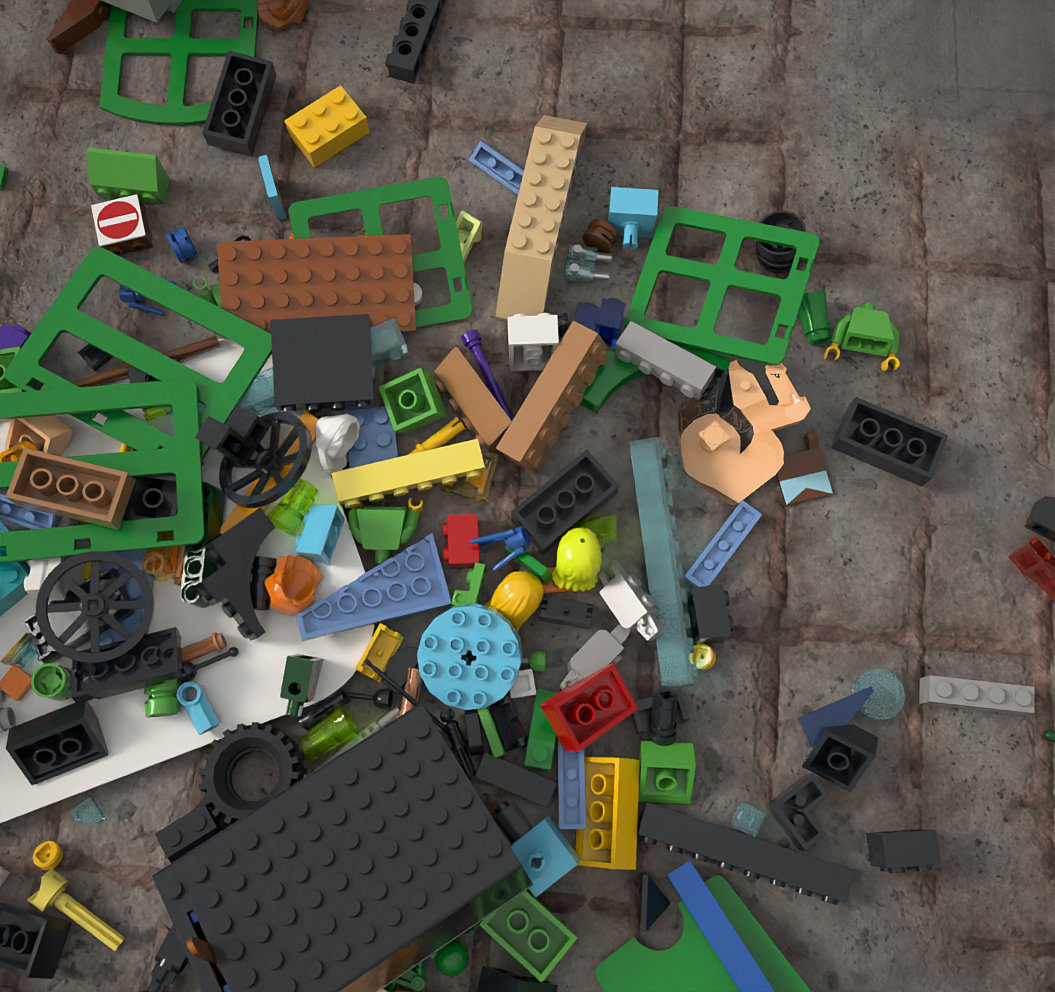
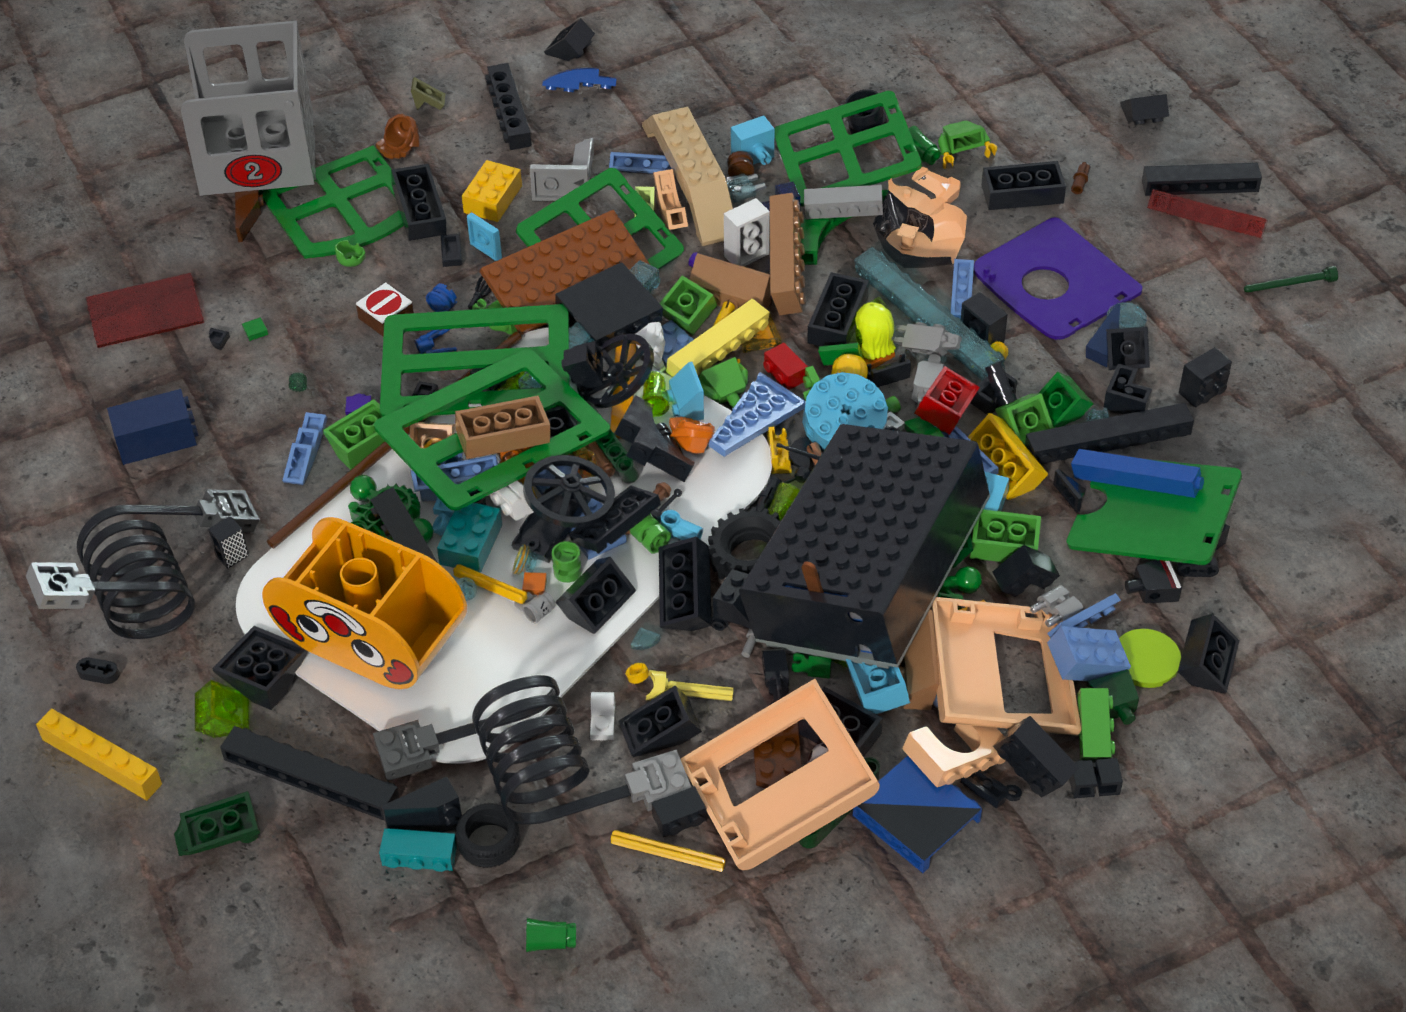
camera: 30 degrees left, 25 degrees down
(127, 174) = (364, 274): bright green slope -> none
(136, 131) = (348, 254): none -> bright green hair
(156, 783) = (685, 585): none -> black slope
(242, 180) = (451, 250): none -> black tile
(303, 671) = (741, 475): dark green torso -> none
(411, 163) = (555, 181): none -> light grey piece
(491, 251) = (668, 202): none -> light nougat arch
(508, 17) = (570, 79): none -> blue slope
(514, 539) = (824, 337): blue plant -> none
(724, 772) = (1064, 400): none -> green slope
(804, 473) = (982, 231): reddish brown flag -> none
(884, 605) = (1055, 246): none -> dark purple door
(965, 462) = (1080, 178): none -> reddish brown axle
(976, 695) = (1186, 286): light grey brick -> none

